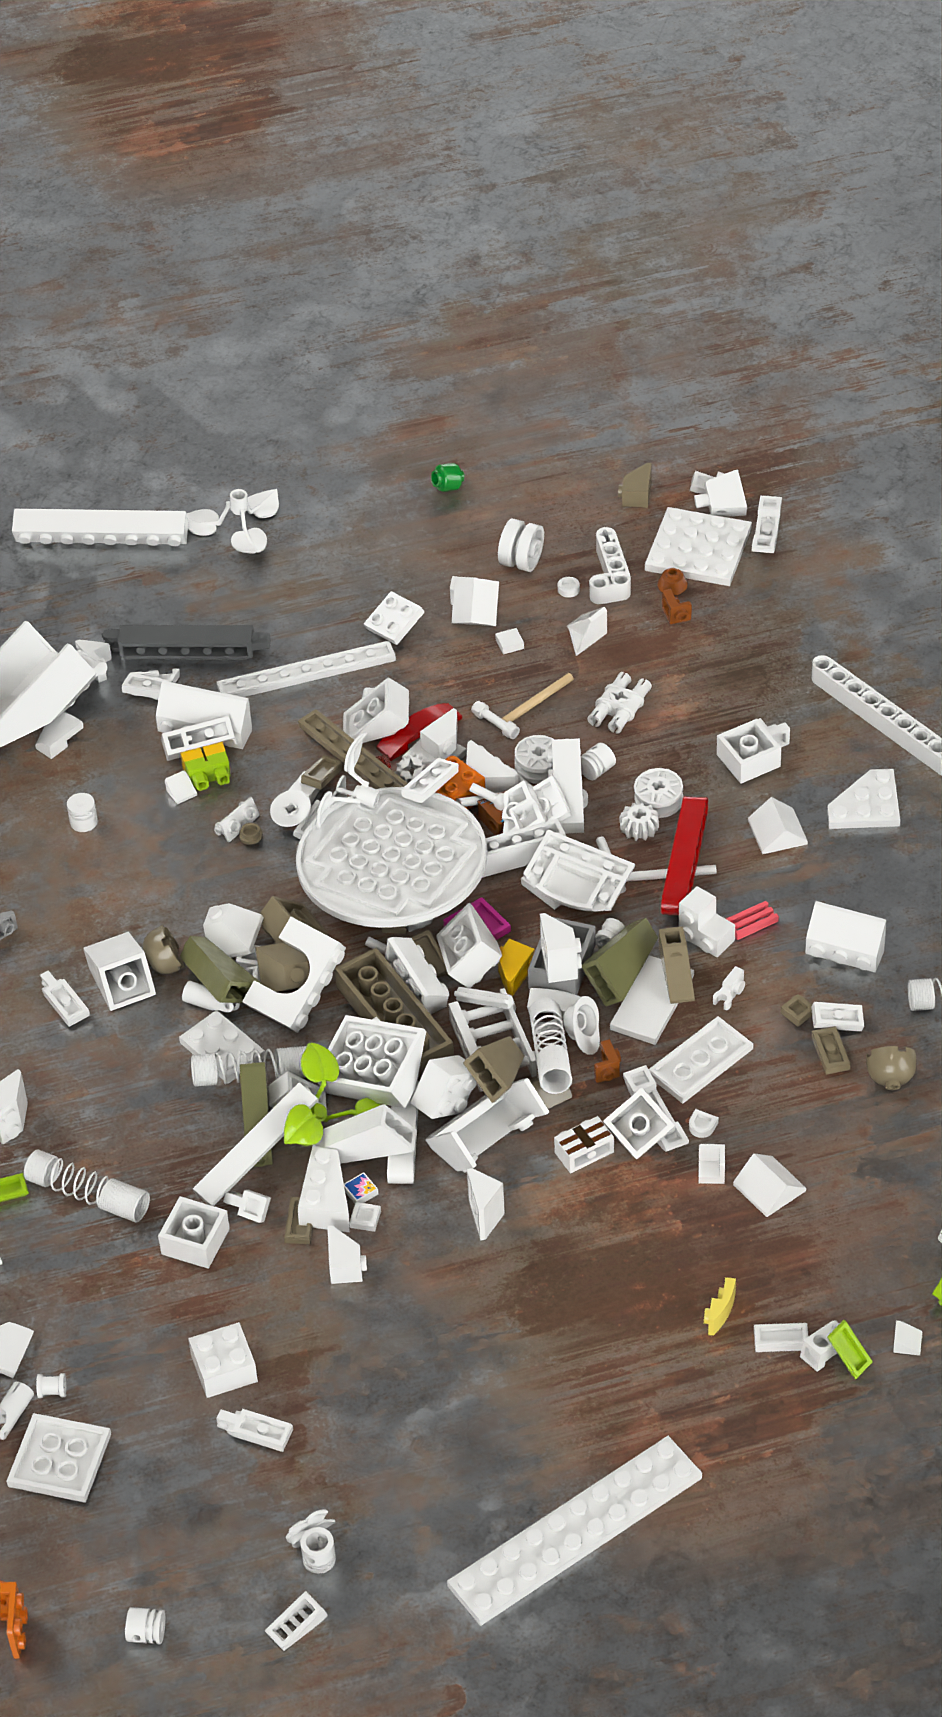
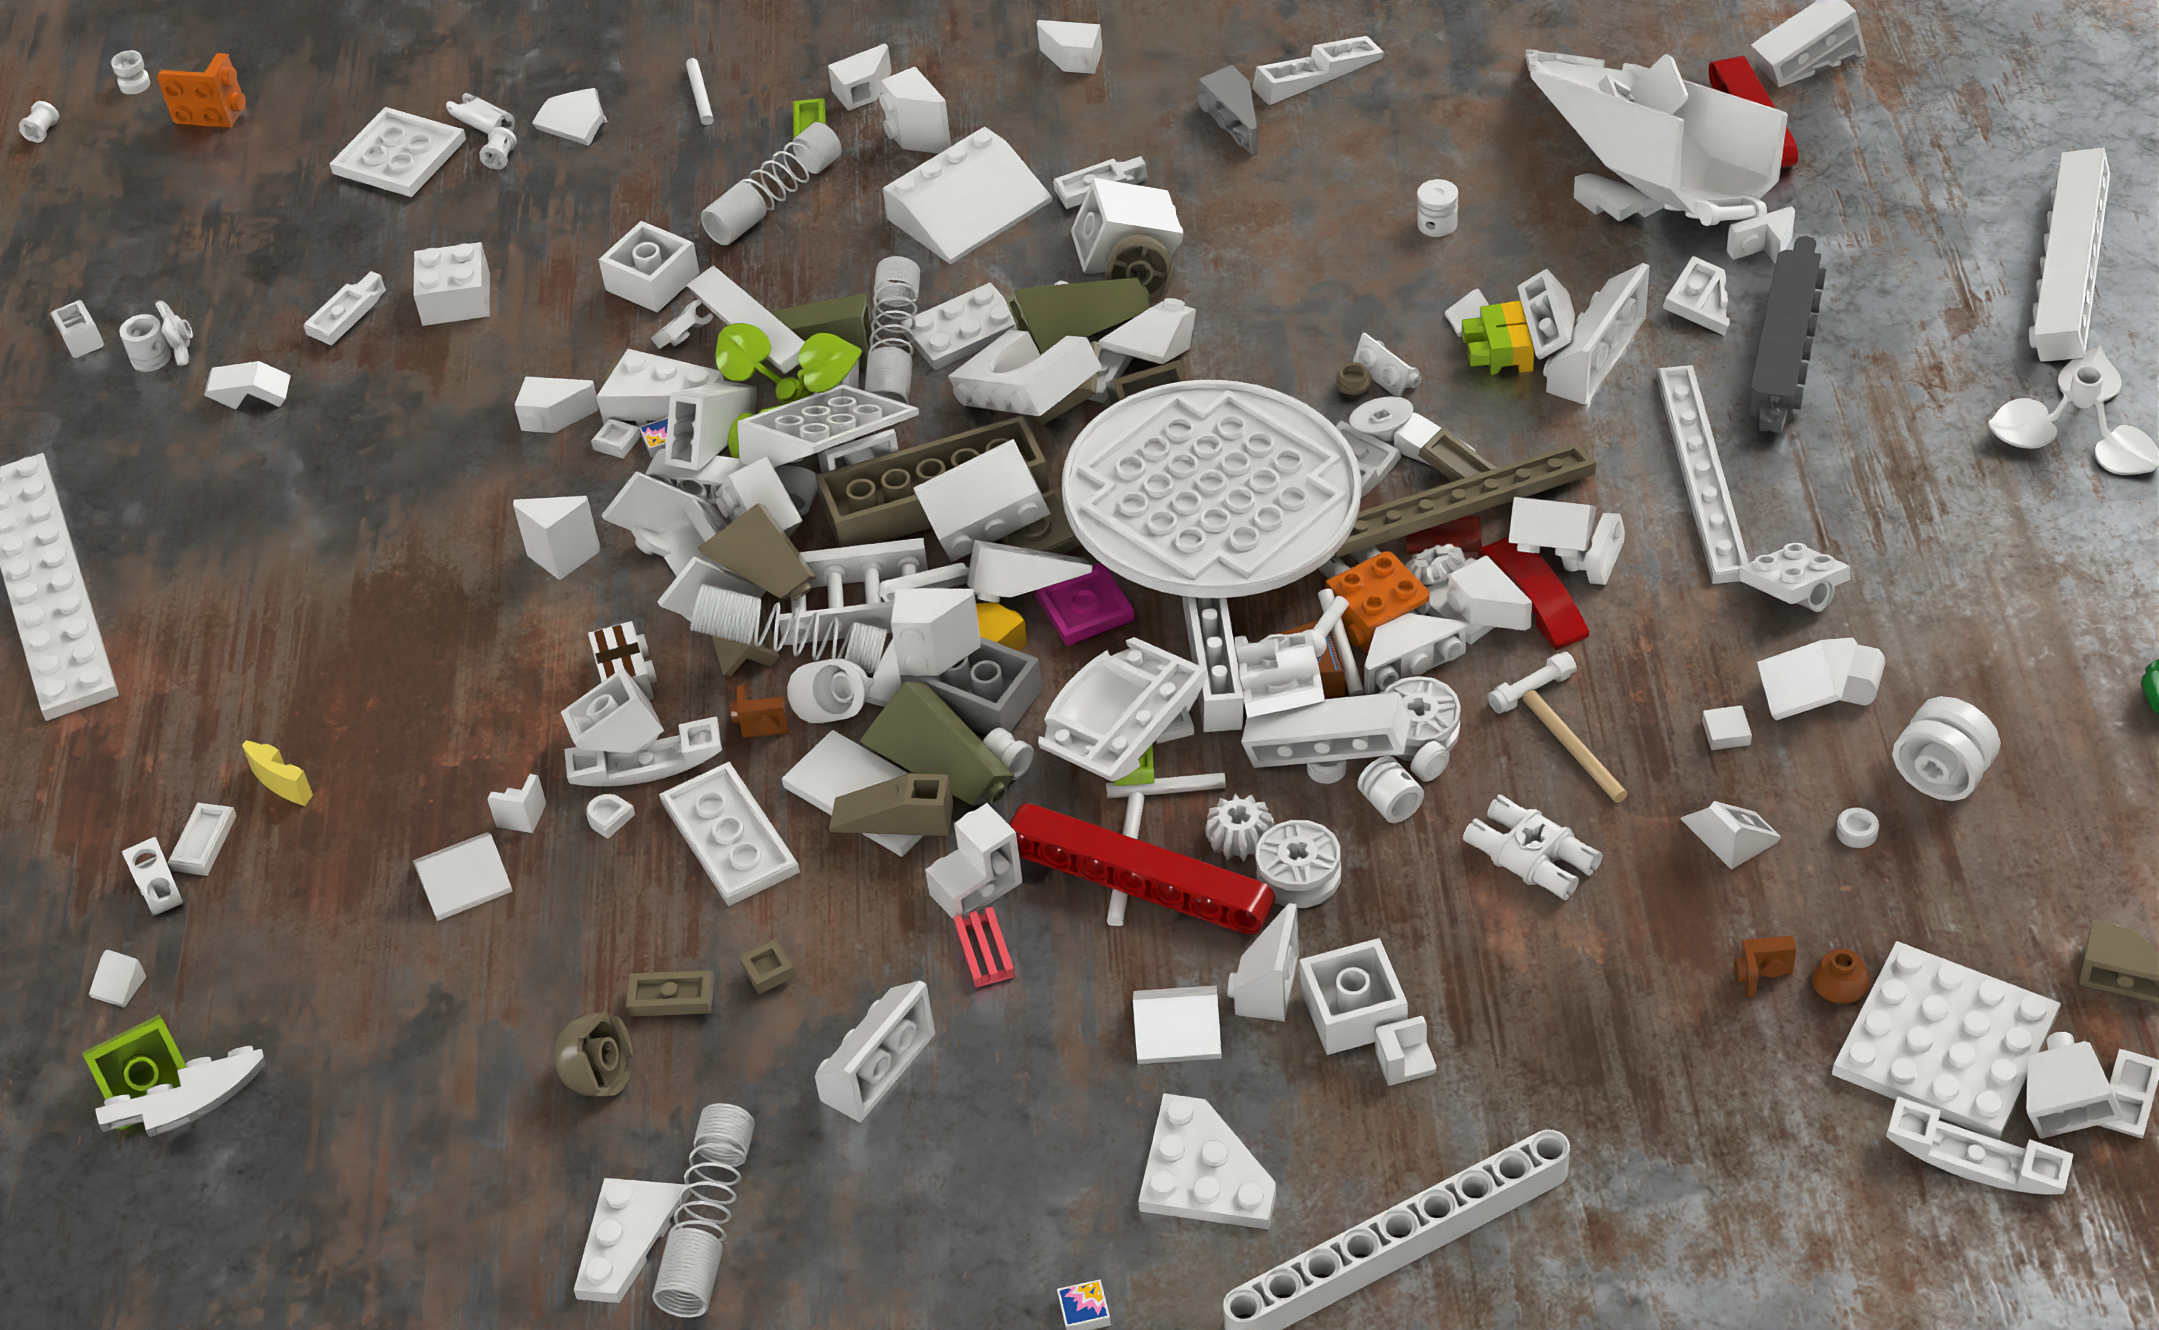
camera: 105 degrees right, 0 degrees up
(86, 1071) = (965, 196): none -> white slope
(145, 1625) = (138, 201): white piece -> none
(352, 1463) = (233, 382): none -> white slope
(362, 794) = (1331, 451): white plant -> none
(430, 780) = (1347, 535): white plate -> none
(616, 580) = (1891, 890): white beam -> none
(731, 986) = (846, 886): white plate -> none
(739, 783) = (1267, 970): none -> white slope
(840, 1015) = (727, 1011): white plate -> none
(849, 1349) = (120, 892): lime tile -> none

